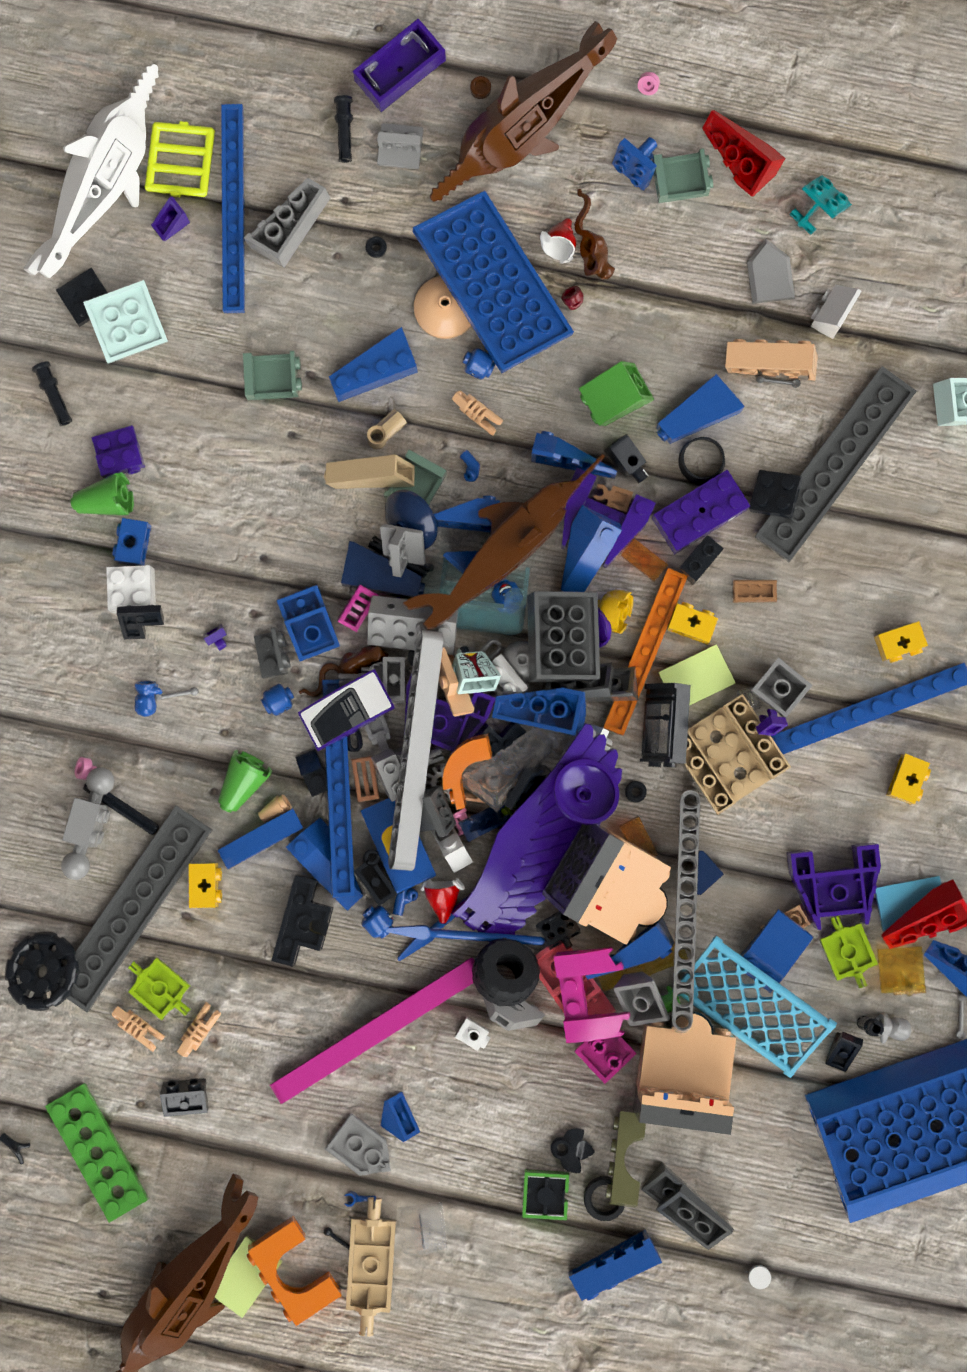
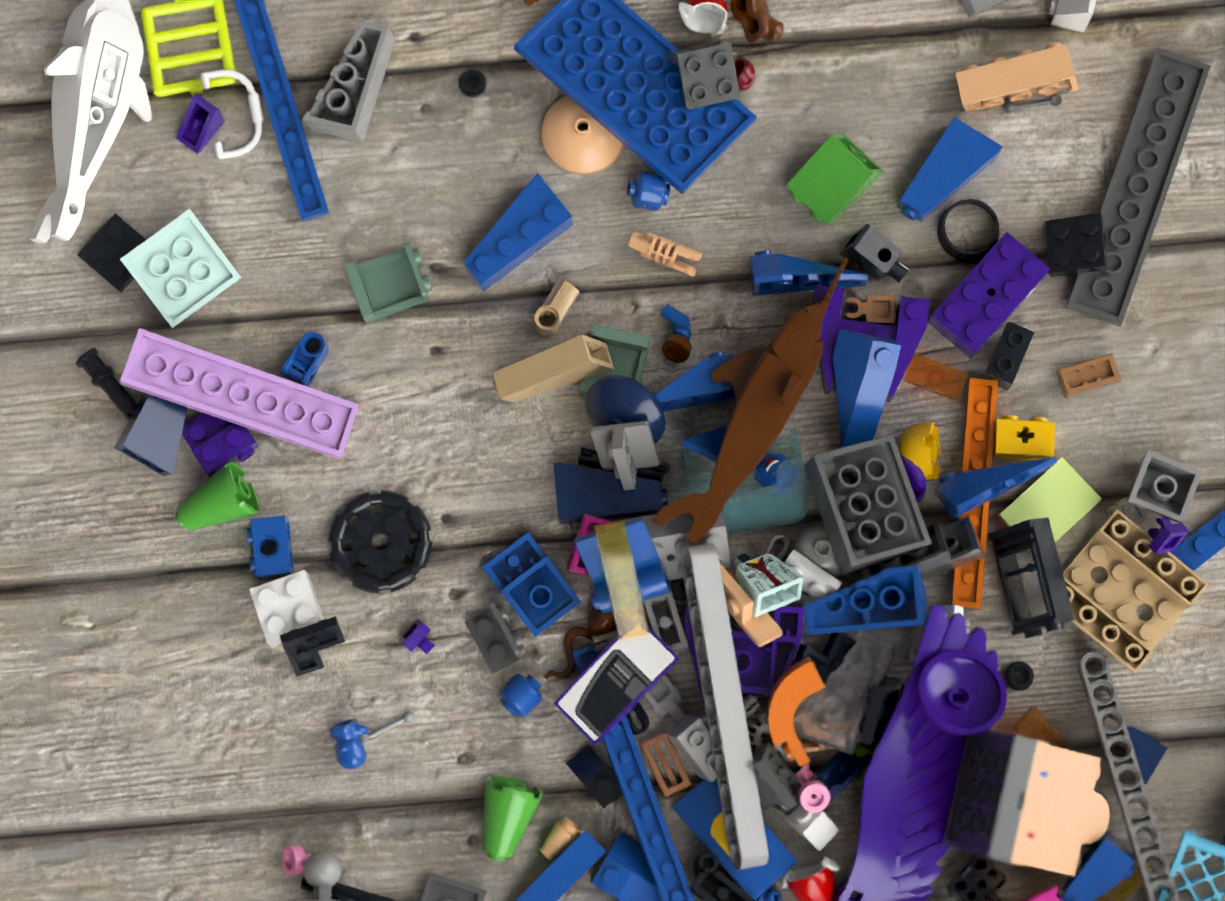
camera: 20 degrees left, 5 degrees down
(78, 426) = (154, 434): none -> slope
(139, 425) = (239, 394): none -> lavender plate
(195, 414) = (305, 361): none -> blue piece
(202, 551) = (371, 526): none -> black plate
(214, 218) = (255, 108): none -> white piece
(368, 639) = (622, 579): none -> clear yellow slope
(374, 629) = (648, 566): none -> blue door
(460, 833) = (813, 796): none -> bright pink tile
(464, 484) = (676, 348): none -> reddish brown tile
(546, 289) = (706, 73): none -> dark grey bracket
(646, 648) = (973, 488): none -> blue wedge

